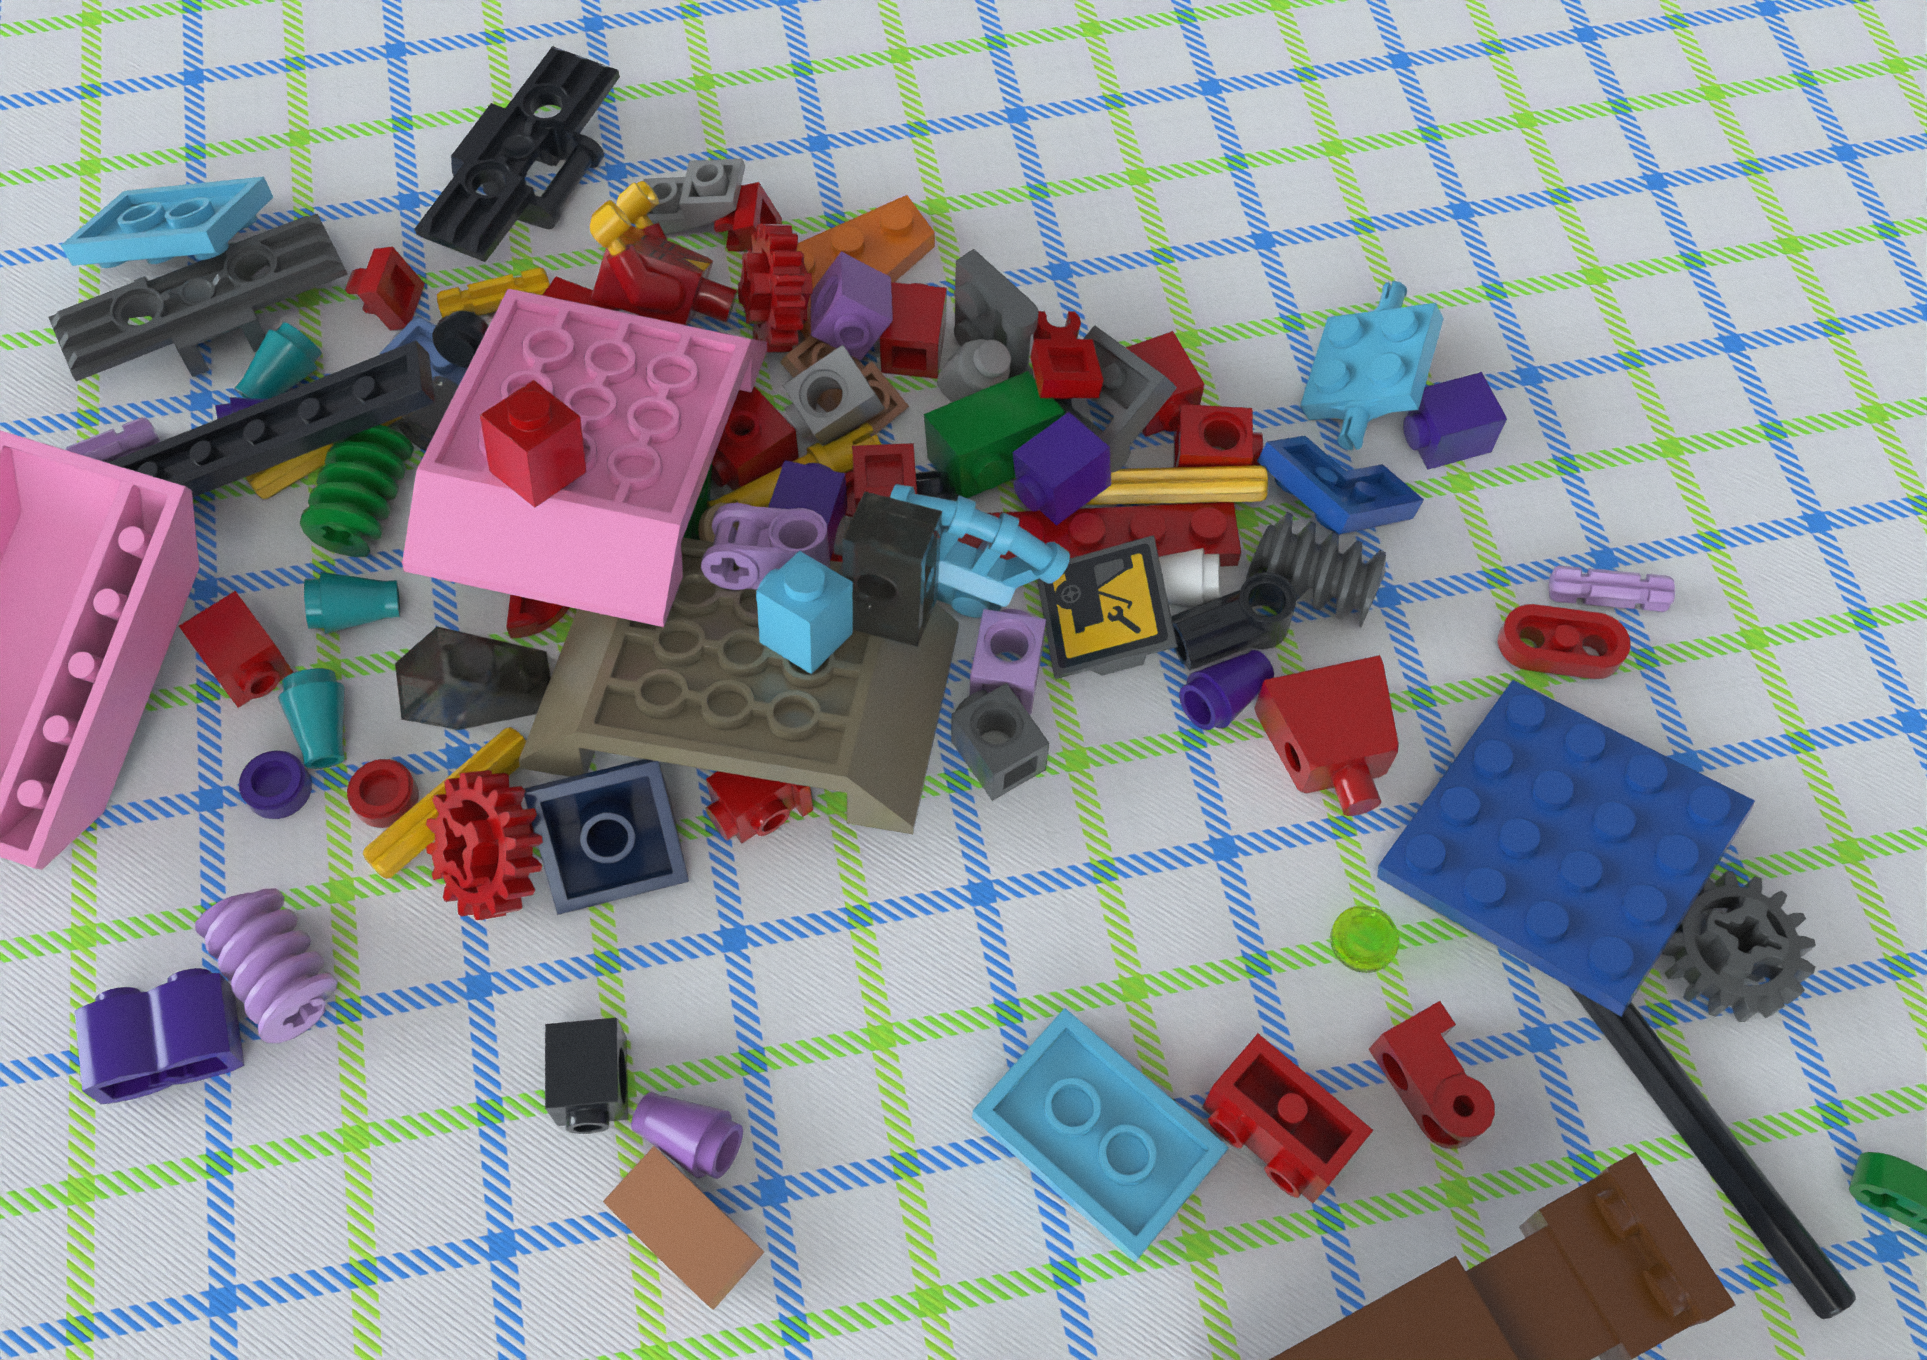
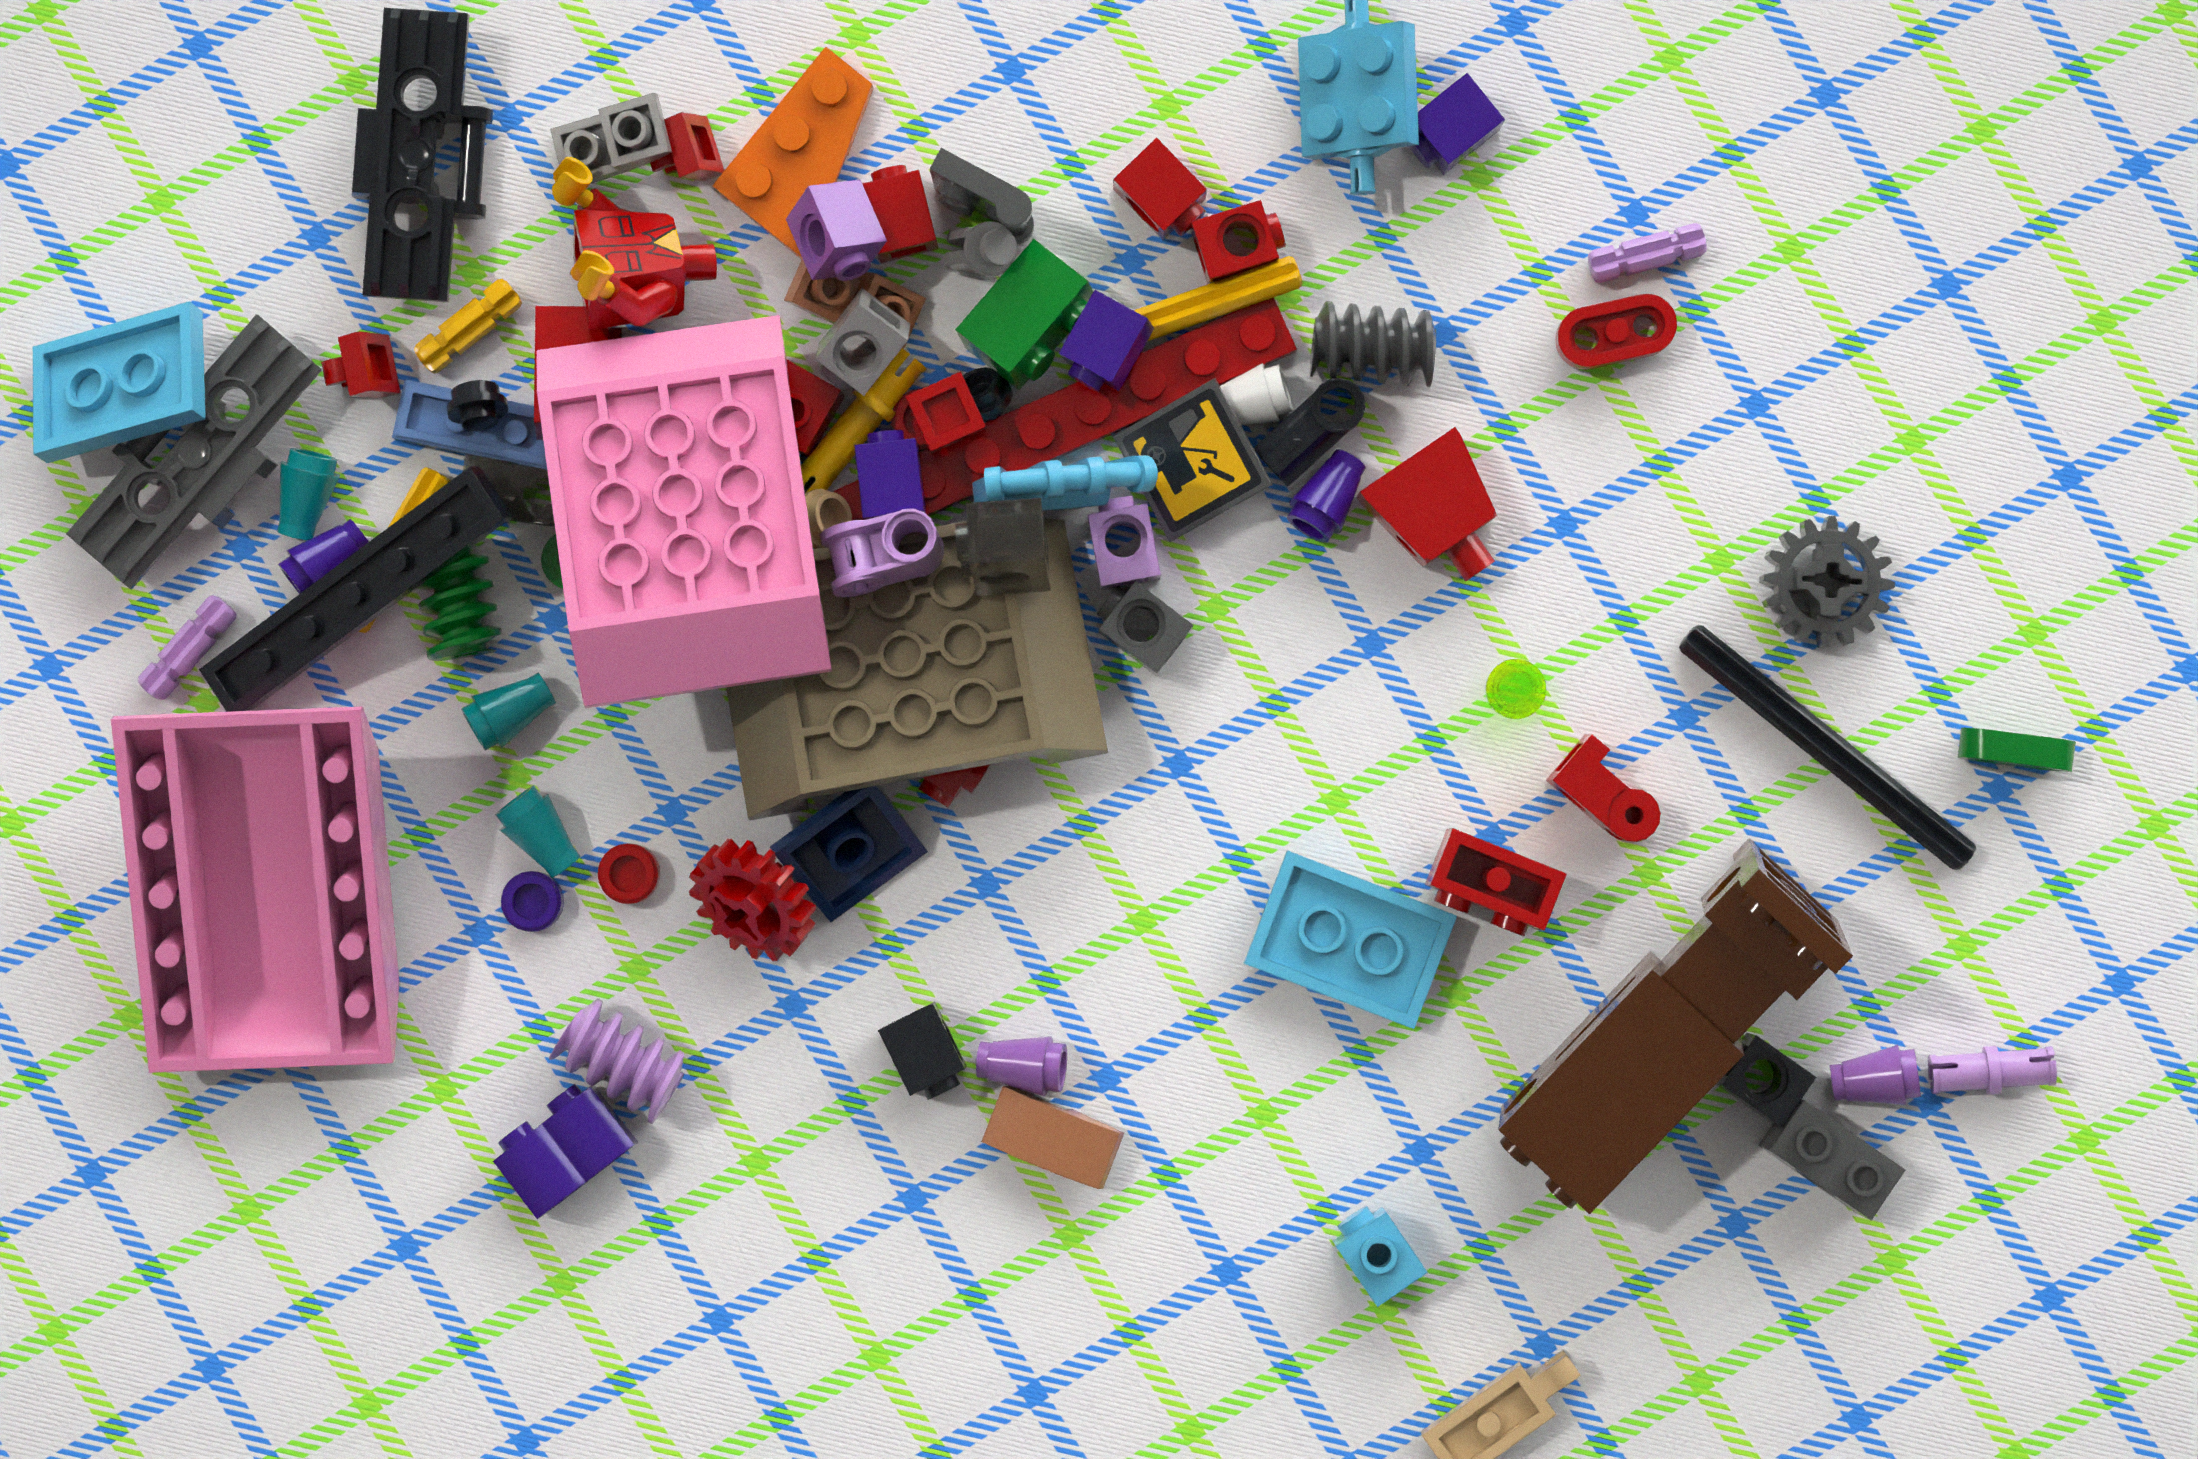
camera: 15 degrees left, 25 degrees up
(236, 649) = (437, 798): red brick -> none
(410, 833) = (699, 837): yellow axle -> none
(469, 680) = (660, 748): clear smoke slope -> none
(533, 443) = (668, 580): red brick -> none
(775, 287) = (754, 238): red gear -> none
(804, 611) = (945, 610): medium azure brick -> none
(1062, 362) = (1068, 230): red plate -> none
(1129, 392) = (1123, 226): dark grey plate -> none
(1338, 497) = (1368, 264): blue plate -> none
(1566, 844) = (1661, 538): blue plate -> none

